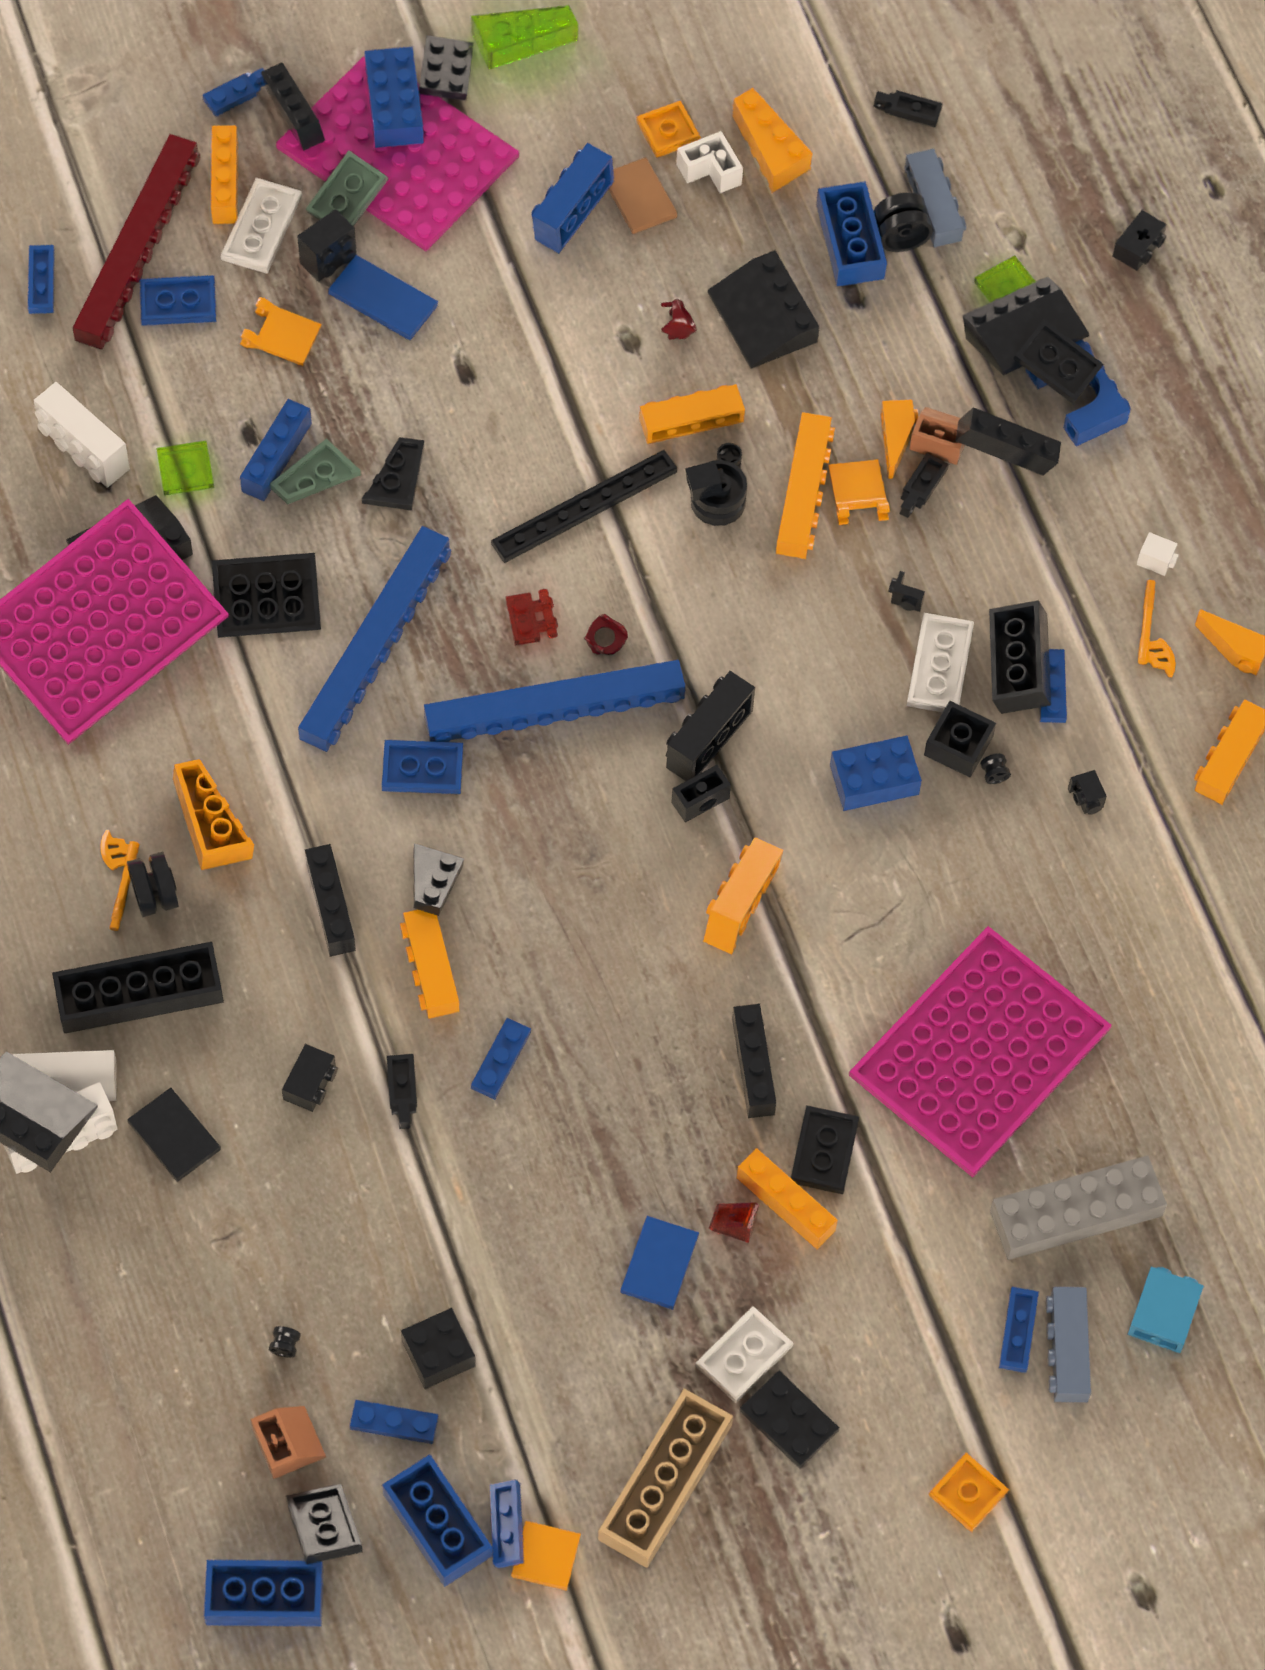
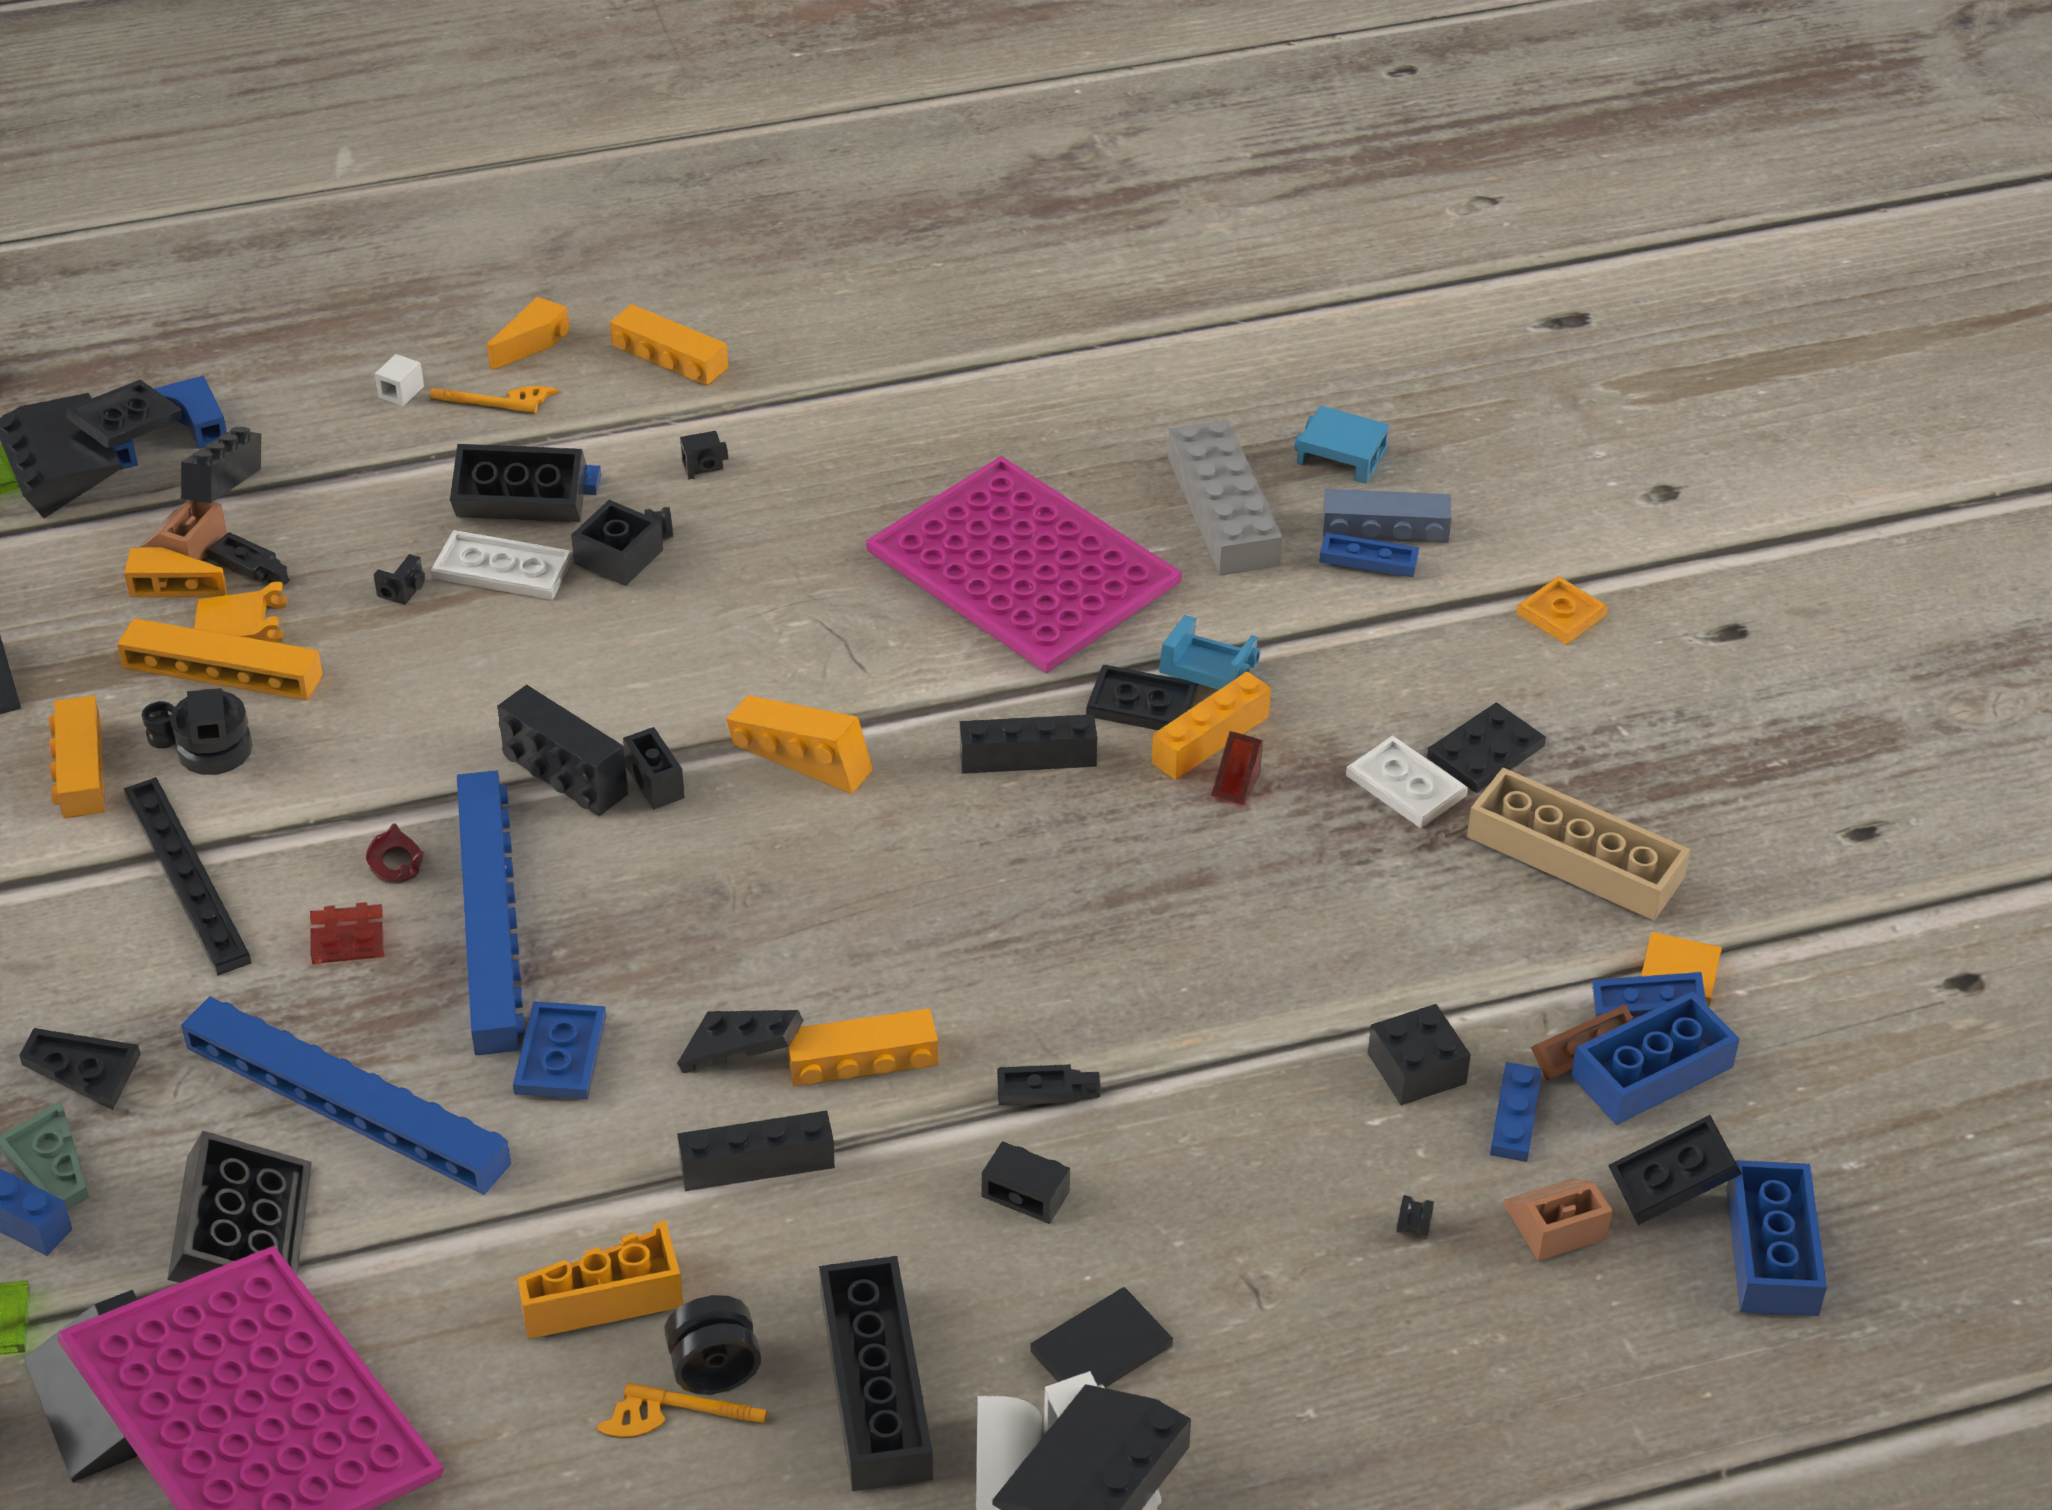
camera: 85 degrees left, 20 degrees down
(459, 1472) = (1558, 1052): none -> dark orange plate
(501, 1058) = (1004, 988): blue plate -> none
(659, 1262) = (1290, 848): blue tile -> none
(869, 1195) = (1204, 659): none -> dark azure panel
(875, 773) = (648, 619): blue brick -> none

